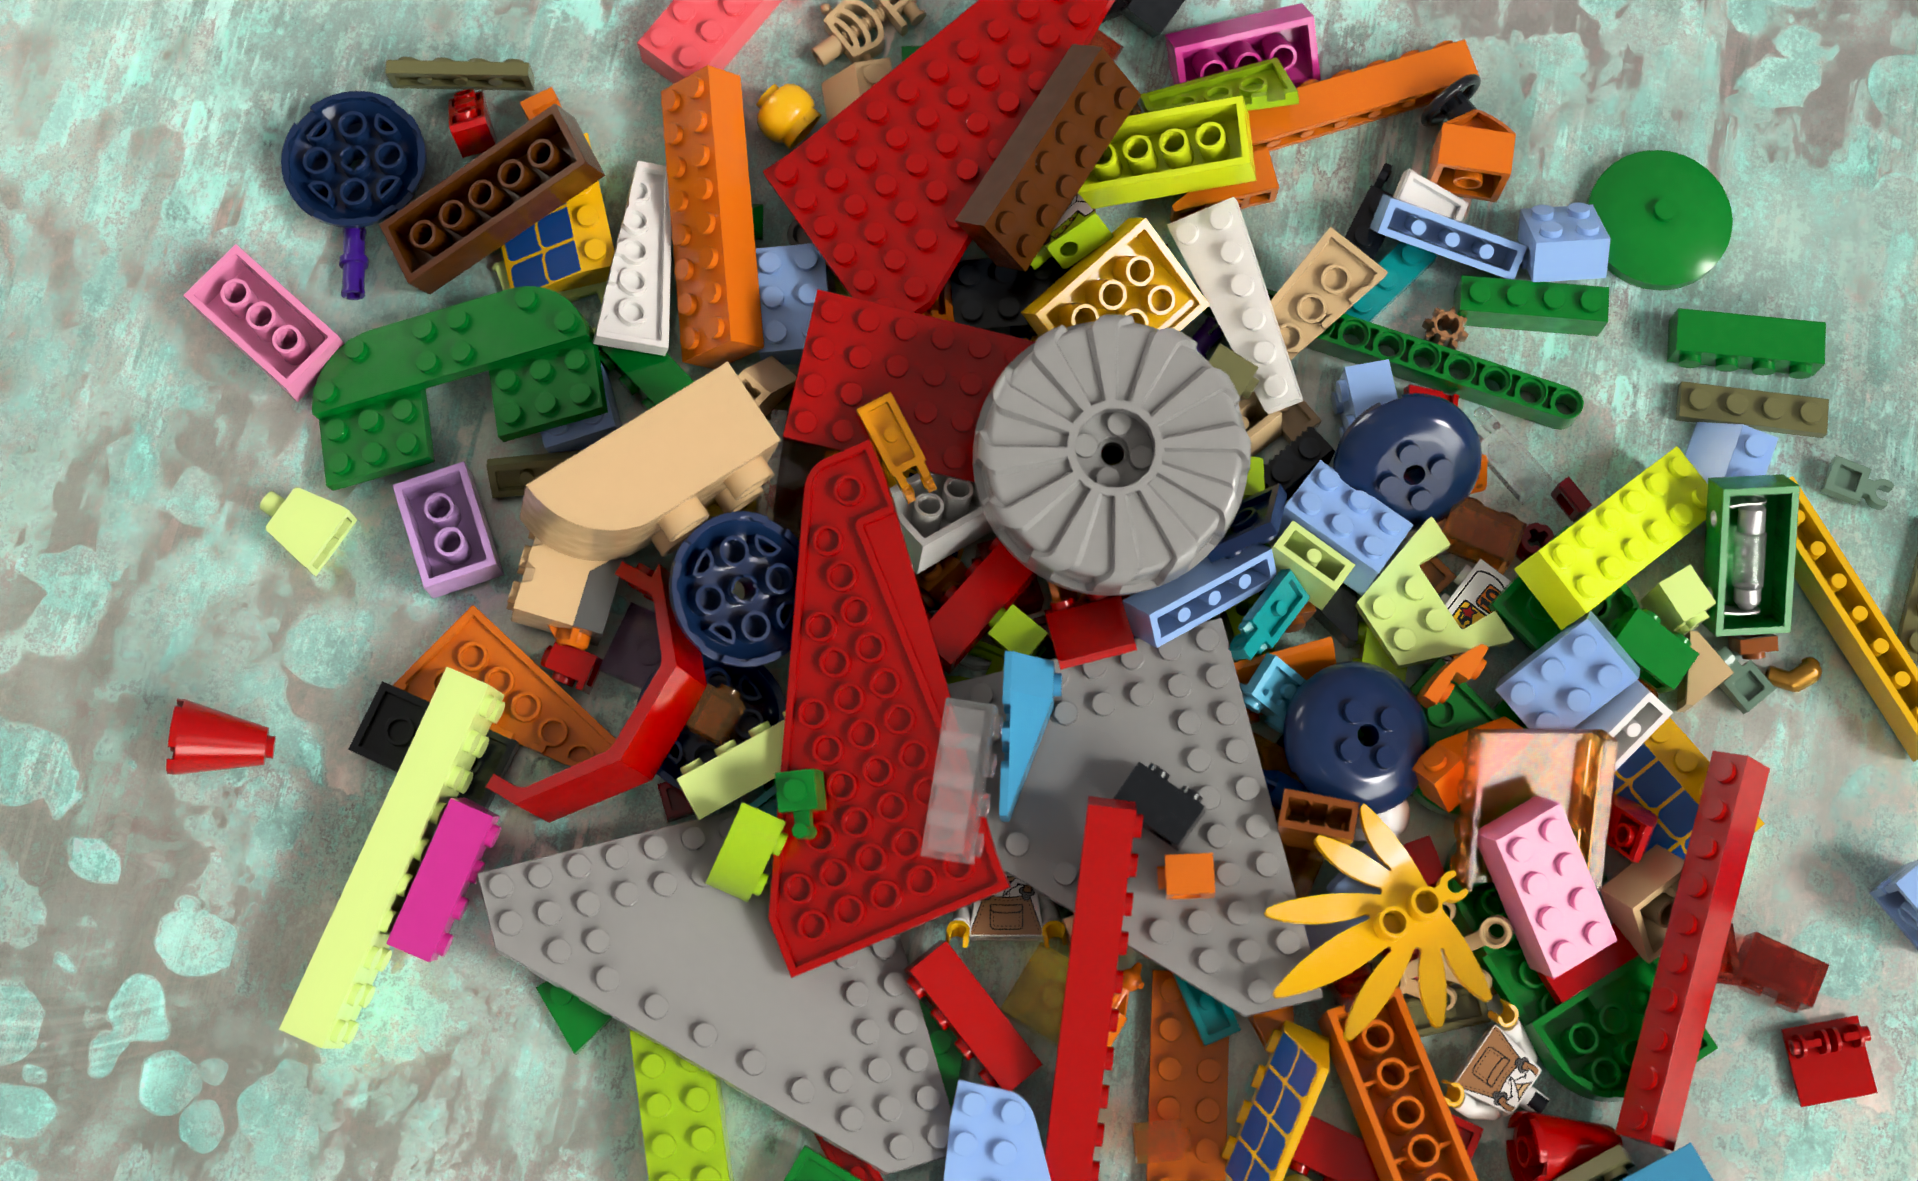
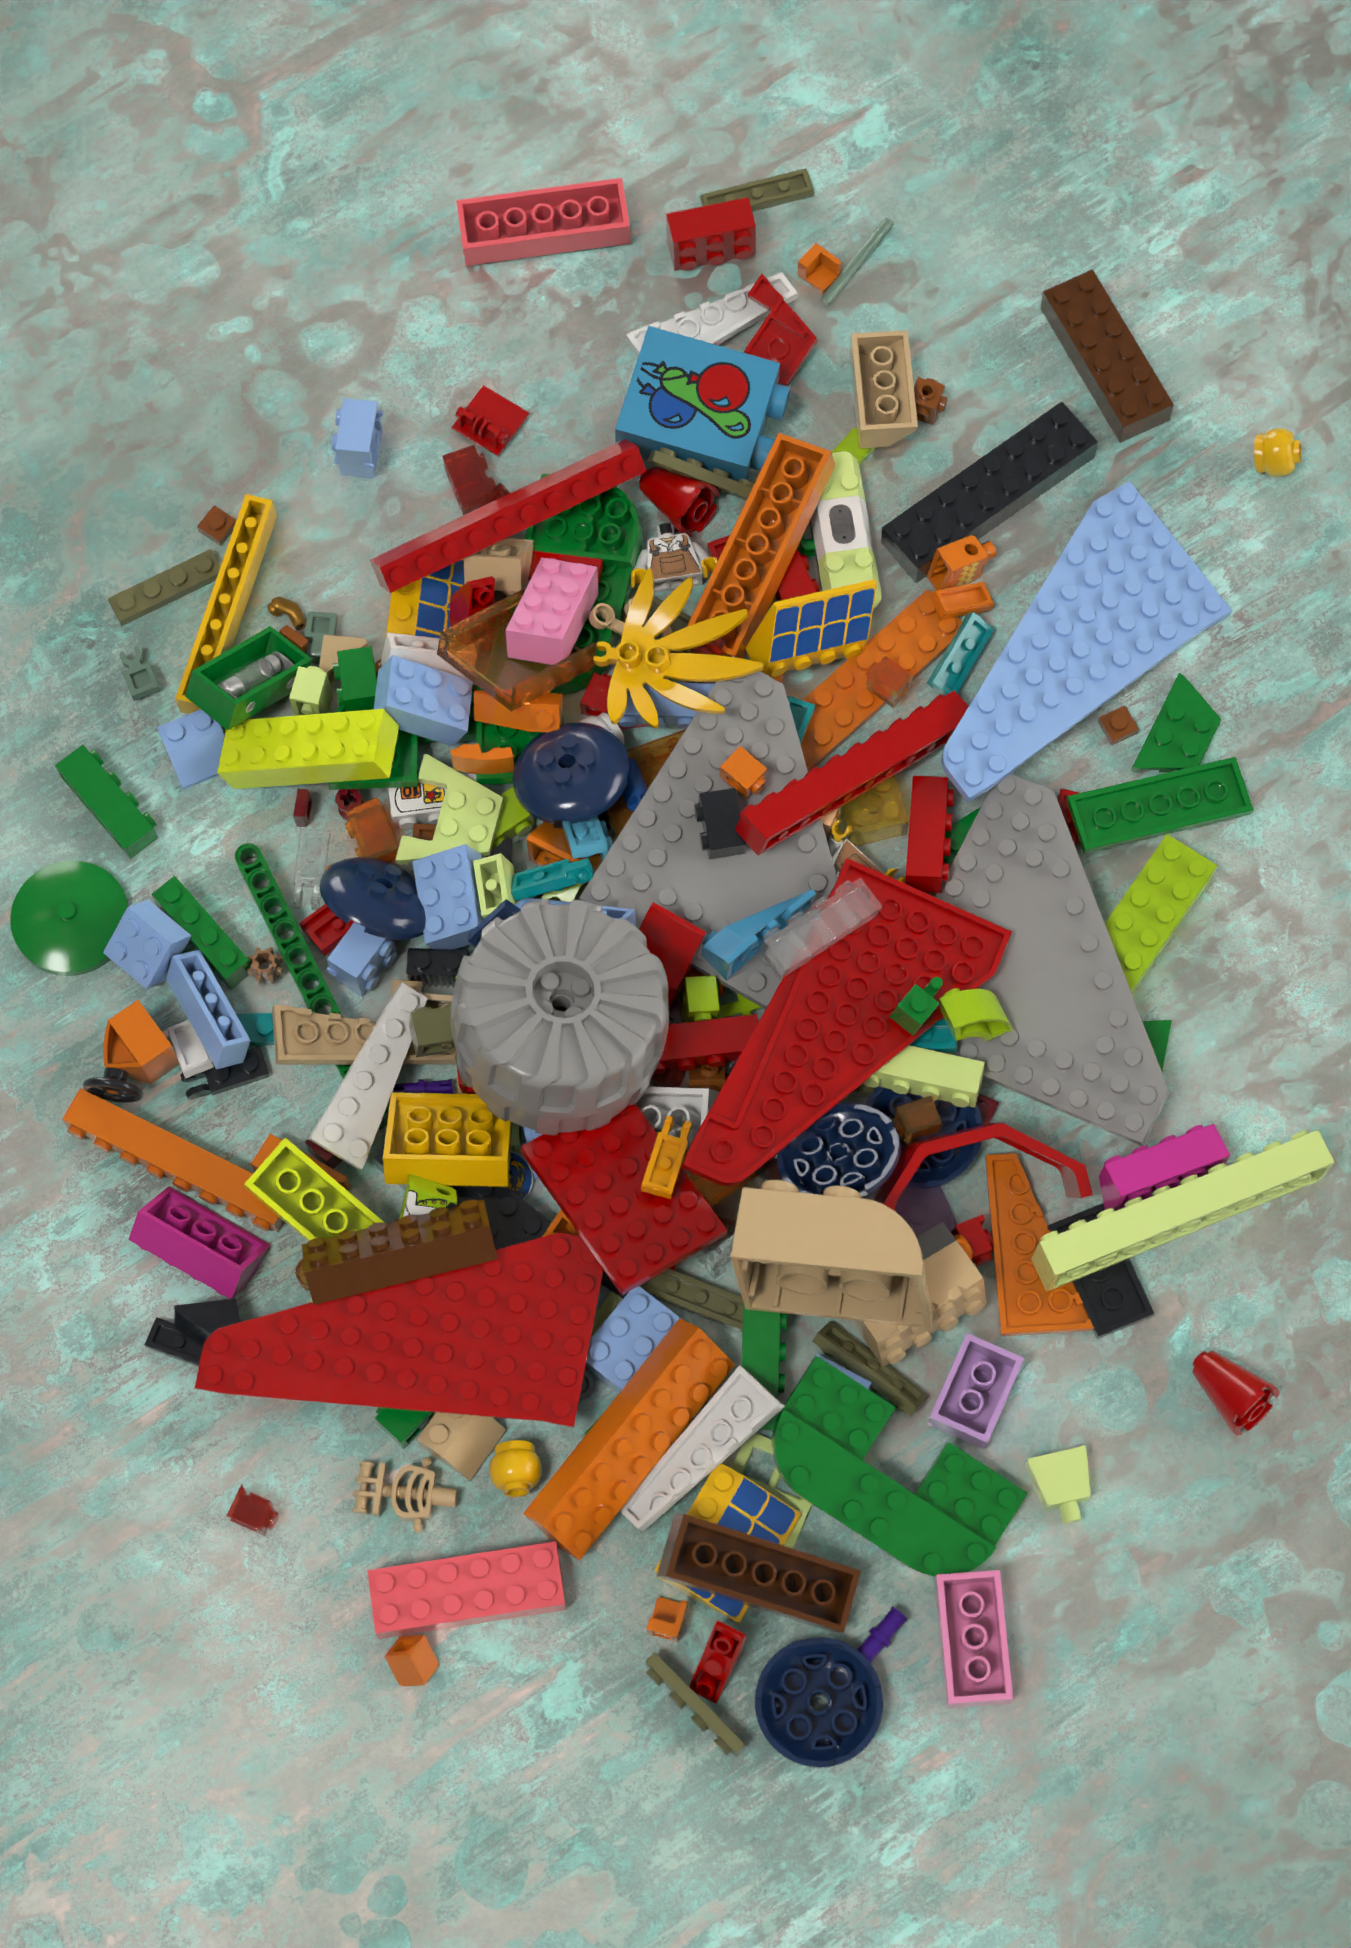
camera: 135 degrees left, 5 degrees down
(767, 383) = (707, 1295): tan slope -> none
(1261, 84) = (237, 1217): lime wing -> none
(1309, 815) = (642, 744): dark orange torso -> none
(1753, 408) = (144, 766): olive plate -> none

